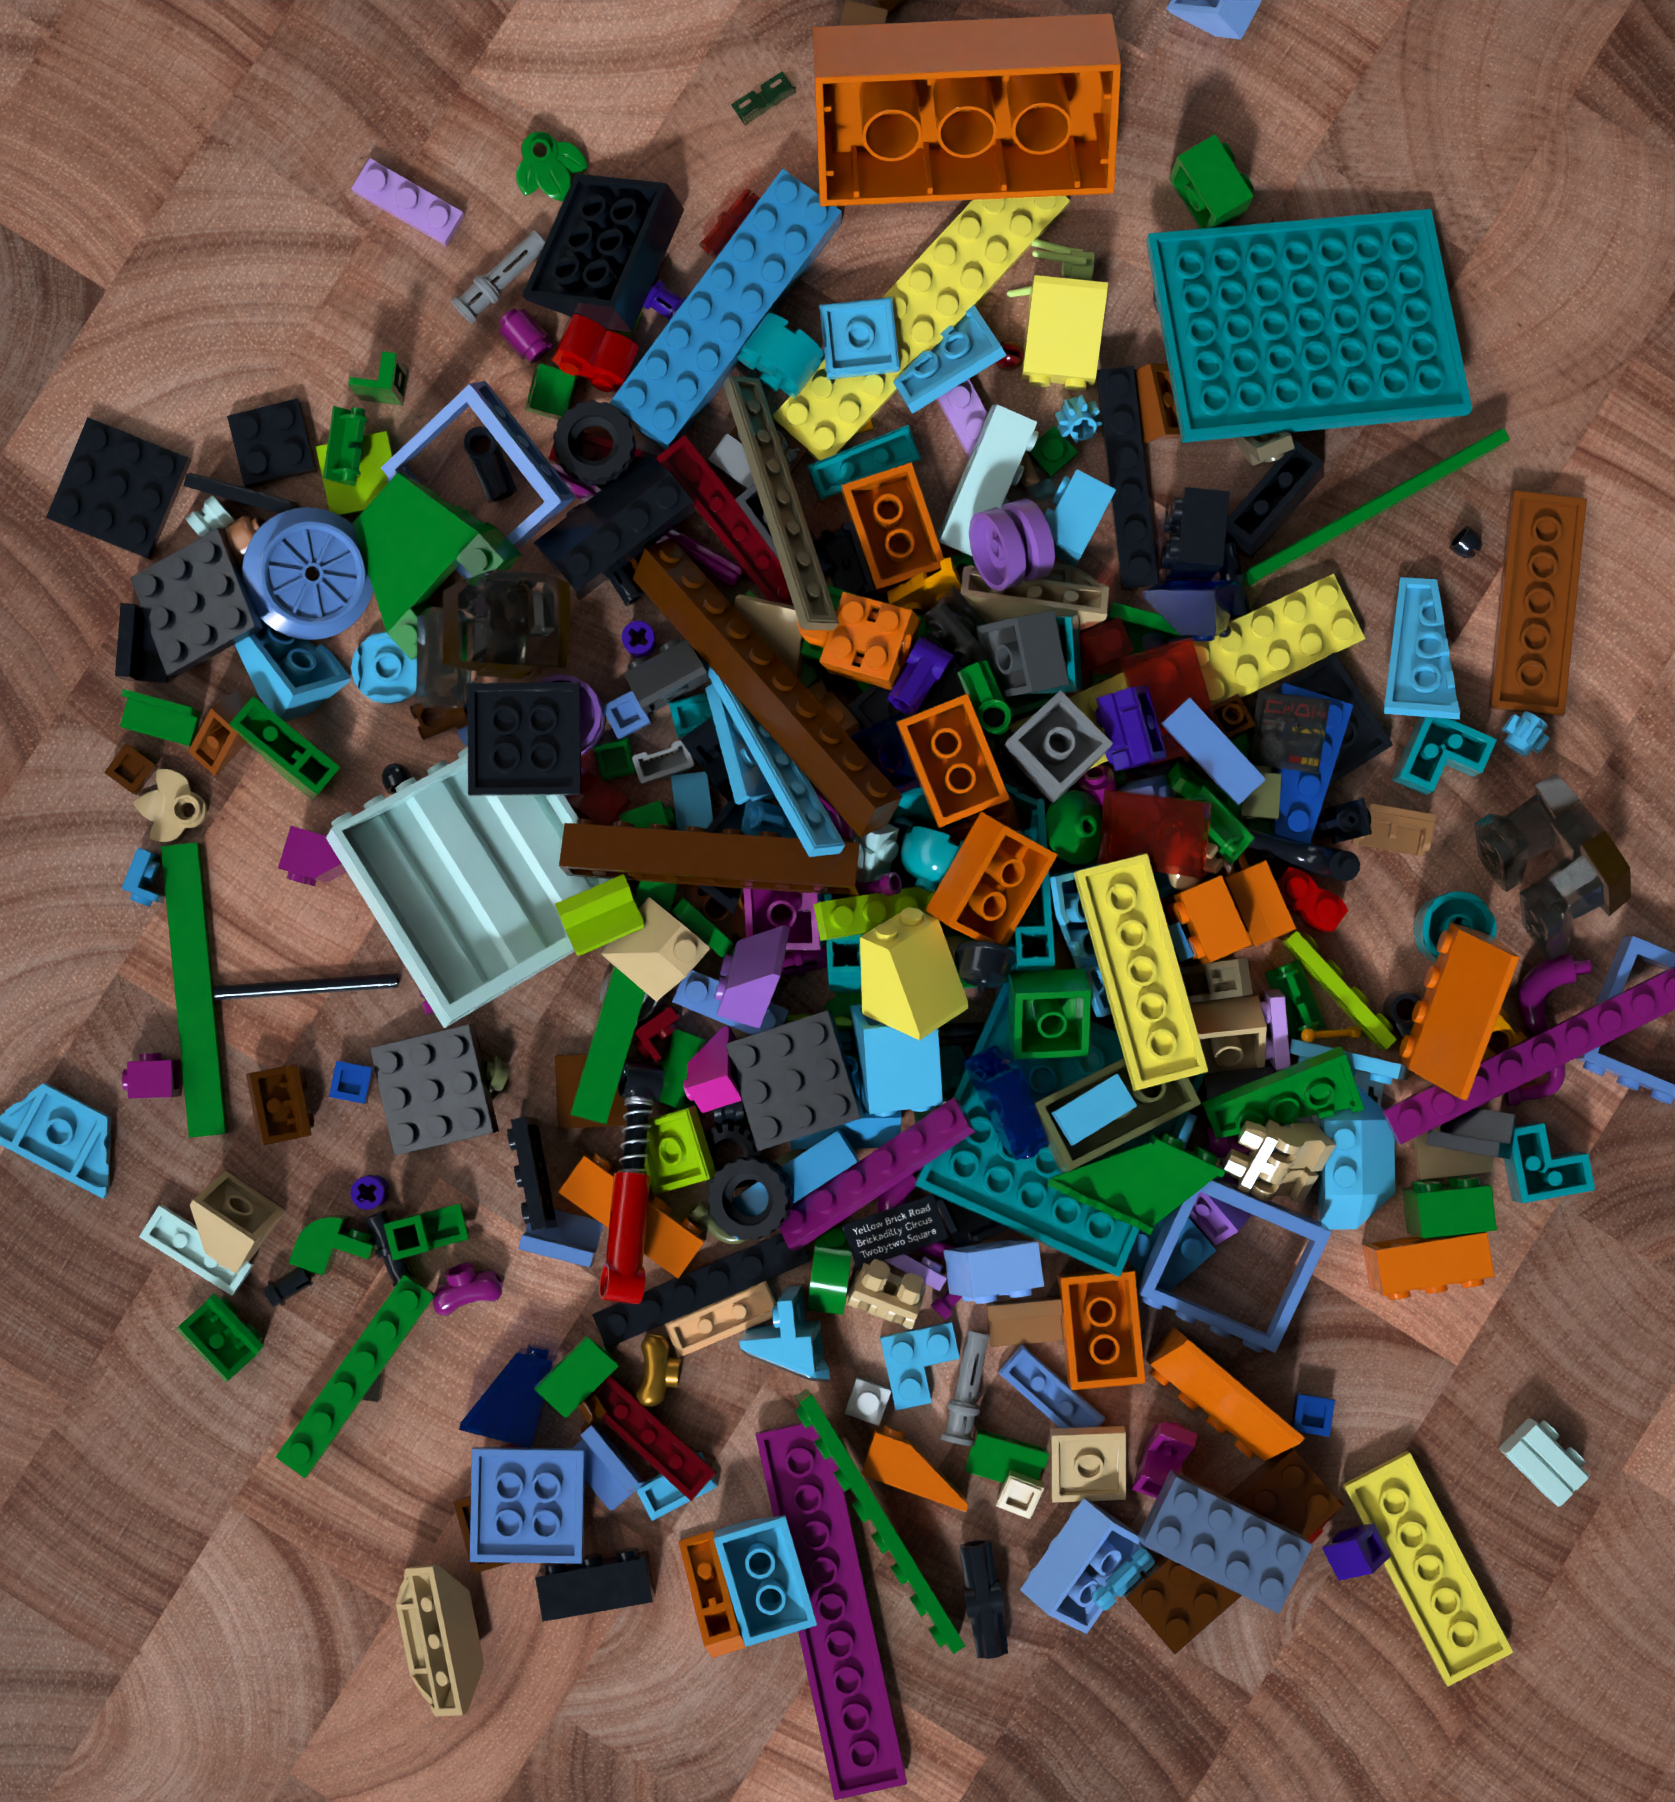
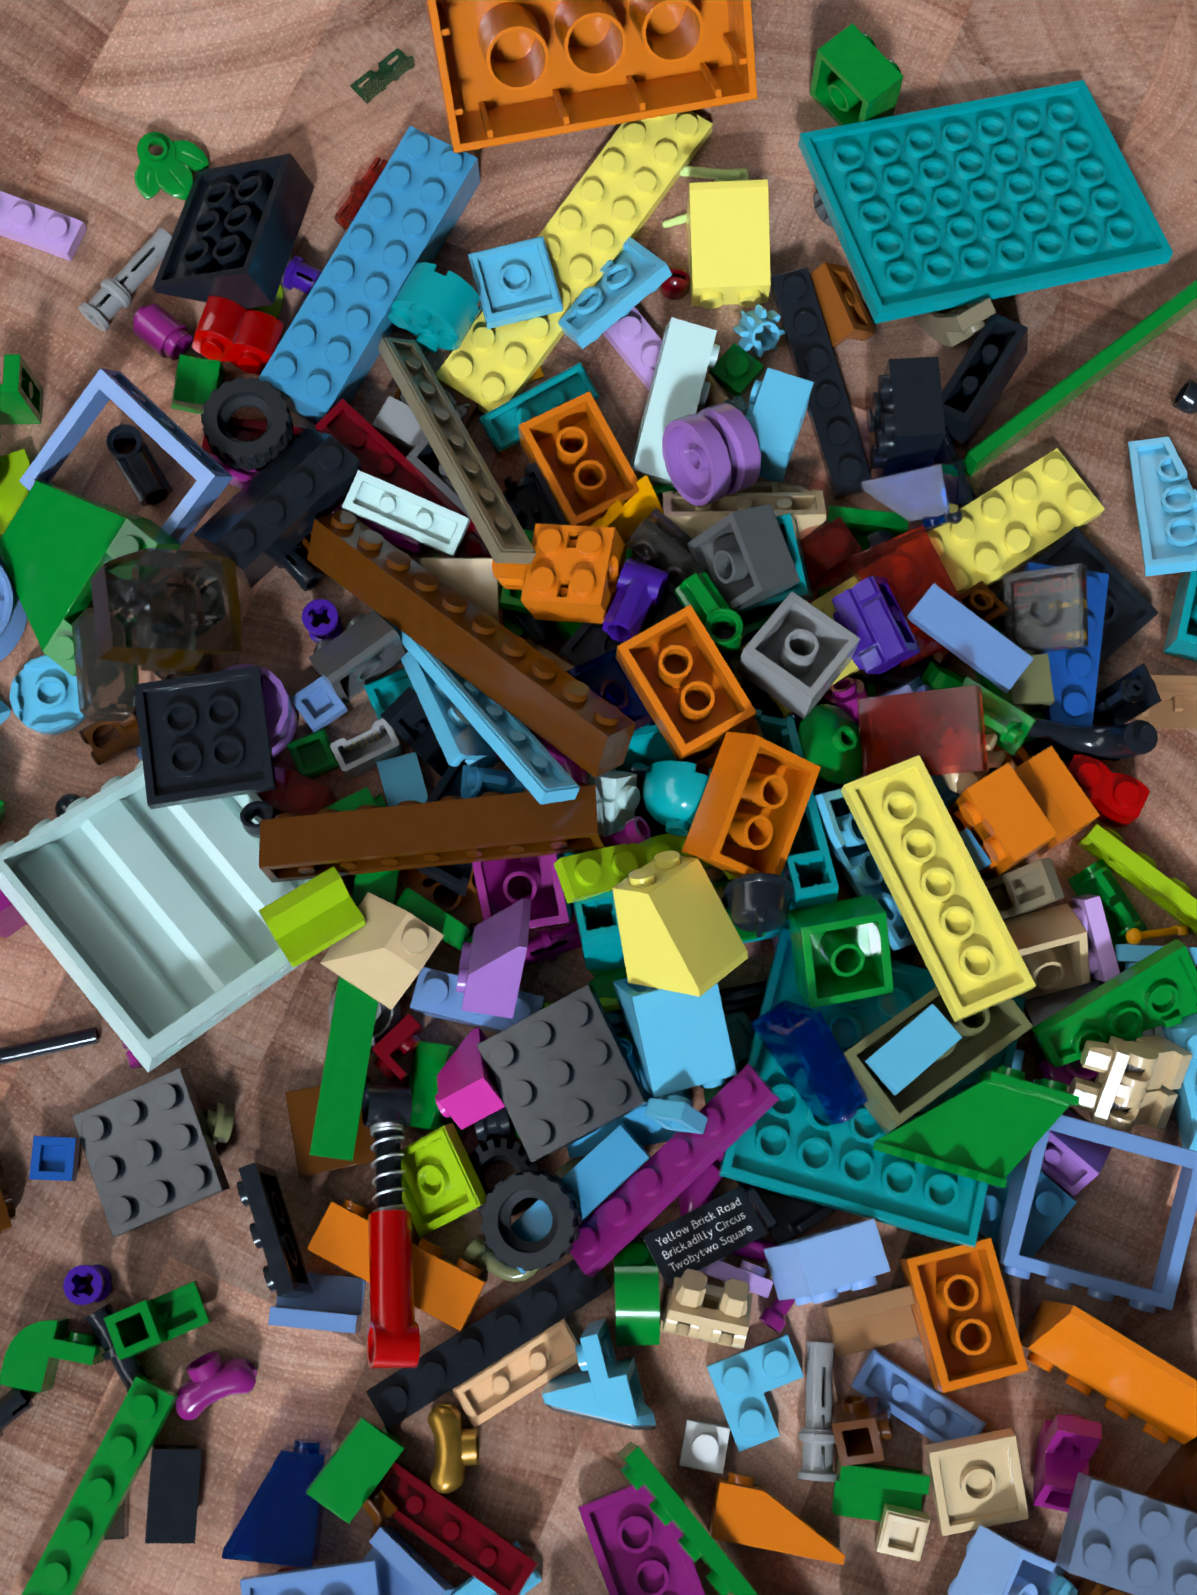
camera: 10 degrees left, 10 degrees down
(422, 1372) = (173, 1494): none -> black hinge
(565, 811) = (255, 810): none -> black hinge
(728, 554) = (406, 513): none -> light aqua plate
(886, 1131) = (676, 1114): none -> medium azure plate
(999, 1408) = (861, 1429): none -> reddish brown brick

